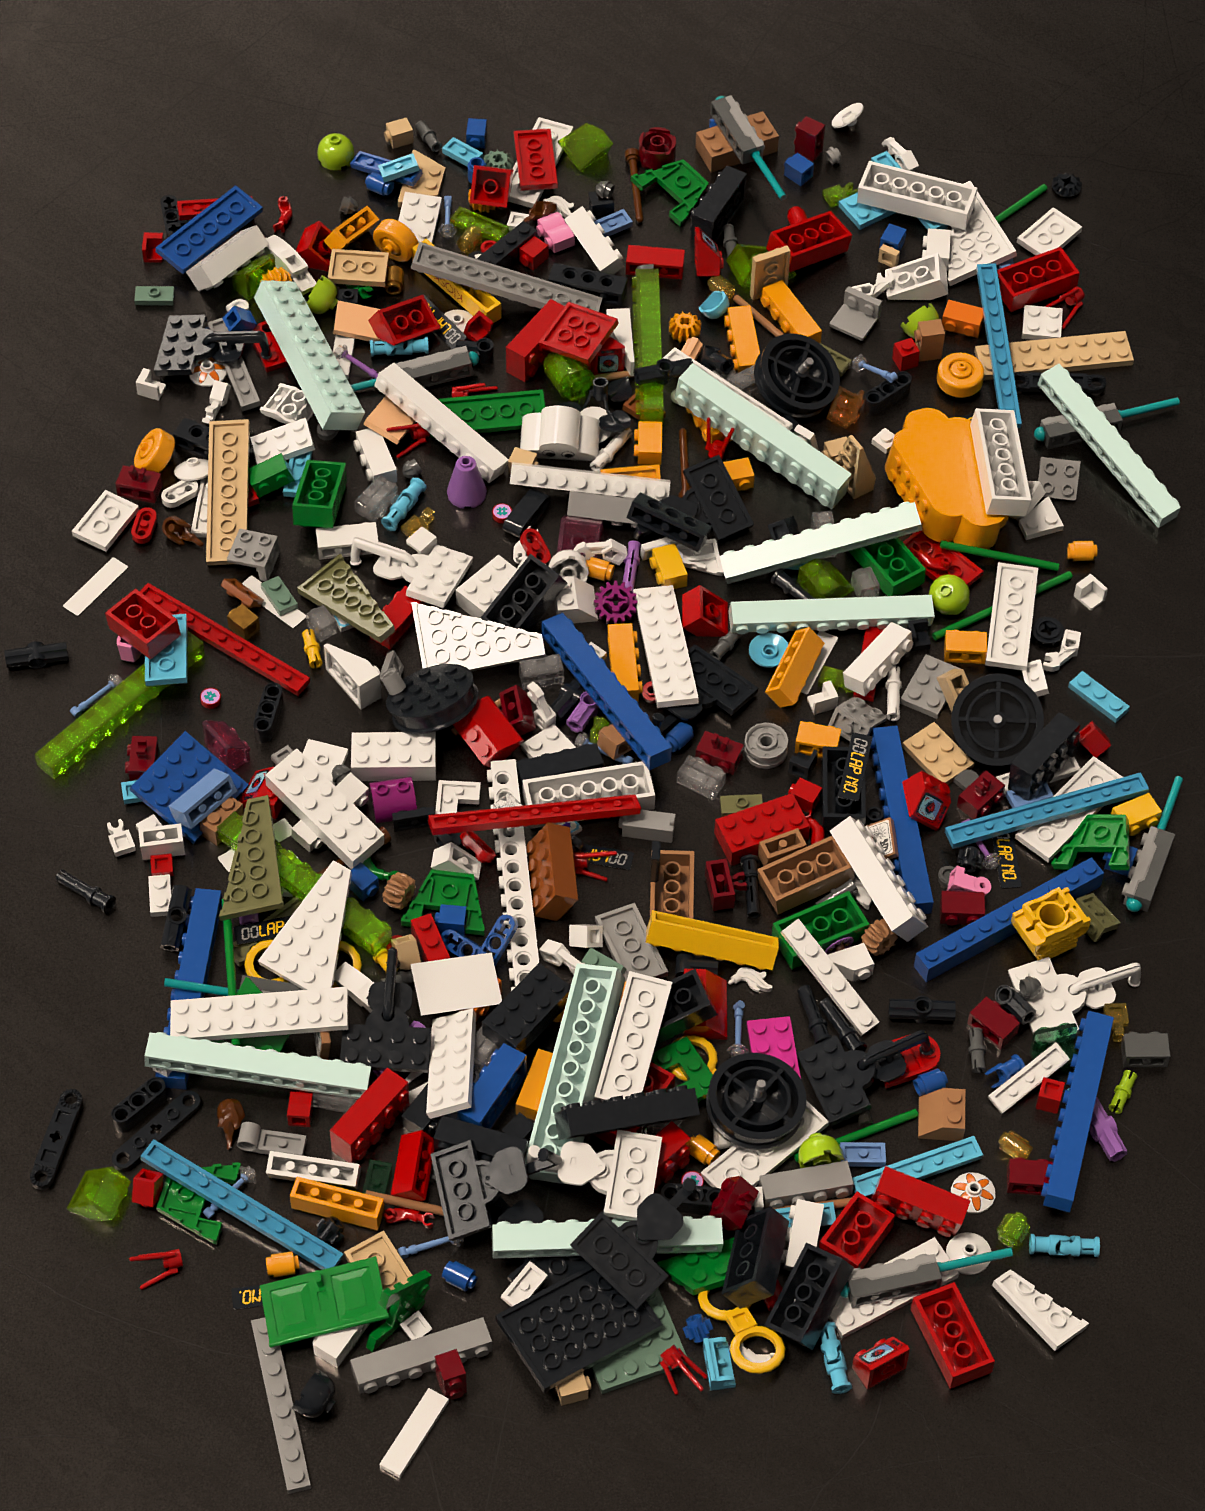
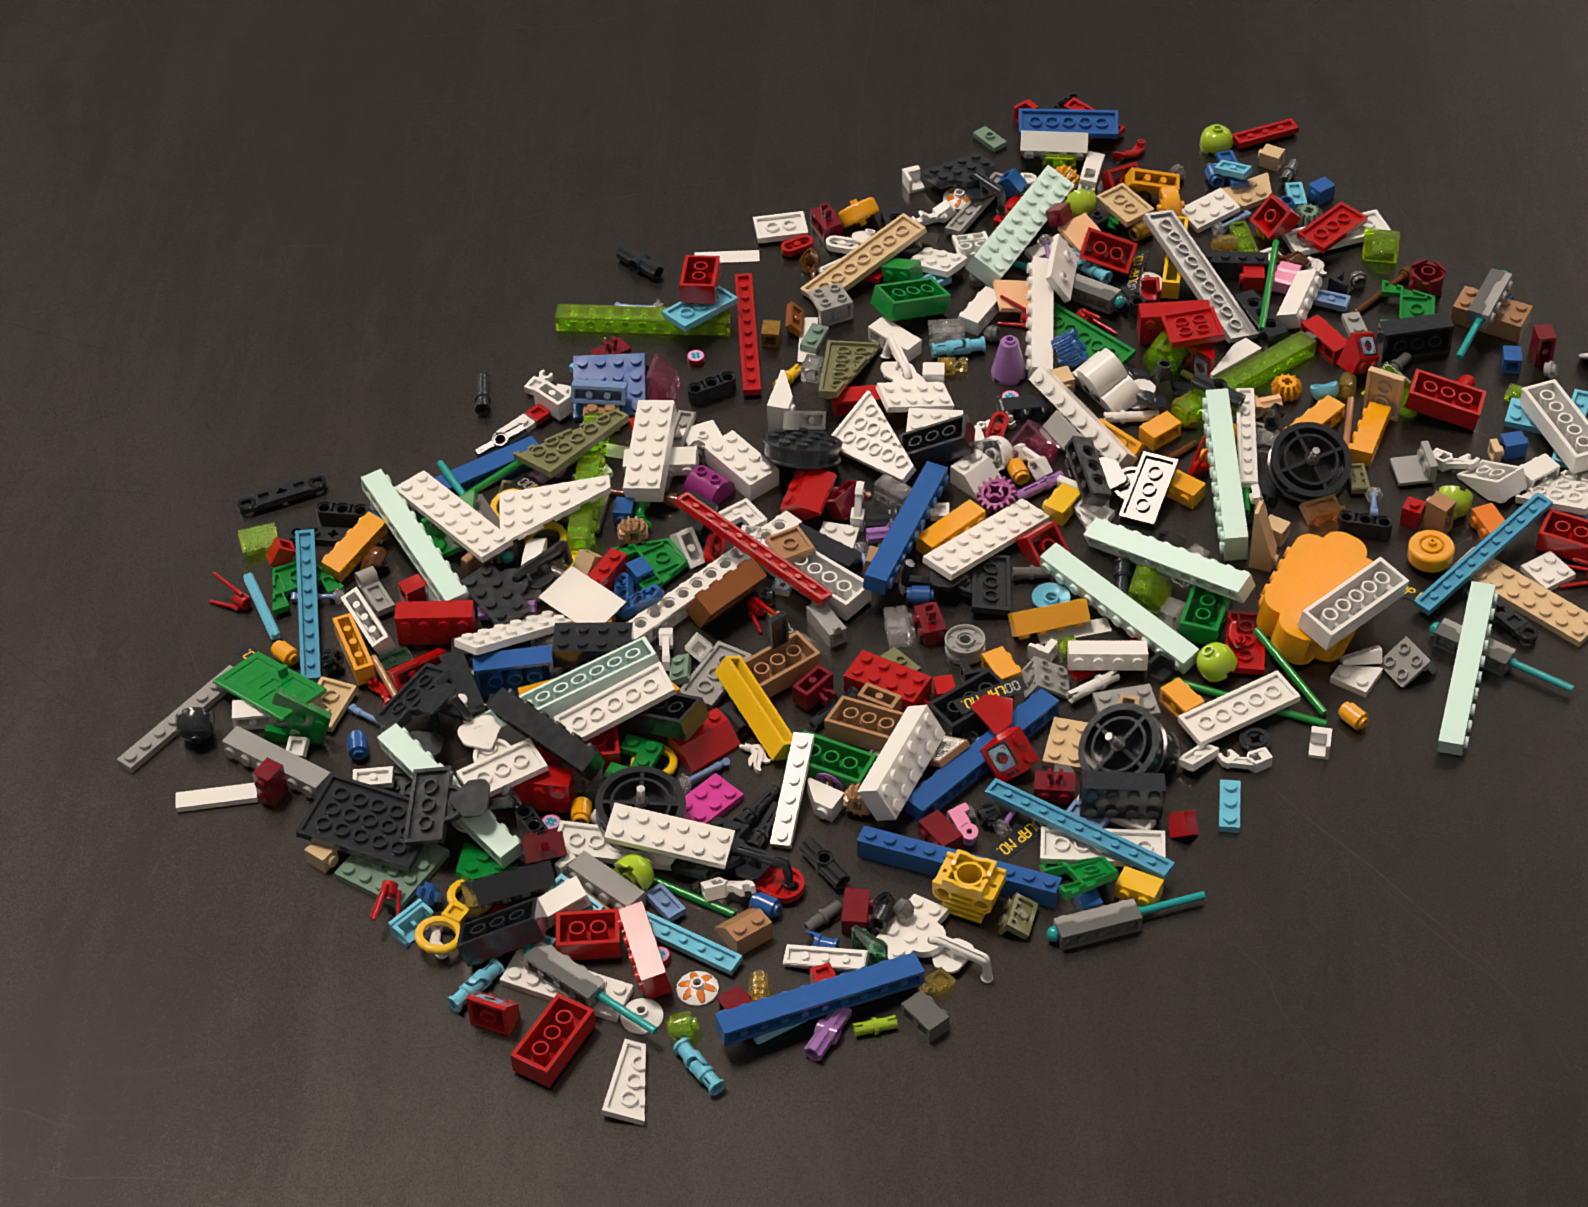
camera: 55 degrees right, 10 degrees down
(194, 1247) = (261, 606): none -> medium azure axle
(199, 1121) = (354, 546): none -> light orange brick
(326, 318) = (1059, 214): none -> dark red brick
(363, 114) = (1265, 133): none -> red plate
(416, 373) = (1062, 268): none -> white plate
(501, 431) = (1070, 349): none -> blue brick
(545, 785) = (790, 544): none -> medium nougat tile
(564, 250) = (1268, 286): none -> green piece
(655, 233) = (1353, 322): none -> light grey plate
(814, 1099) = (669, 835): none -> white plate
(881, 777) = (994, 712): none -> red slope
(885, 1104) = (720, 888): none -> white piece

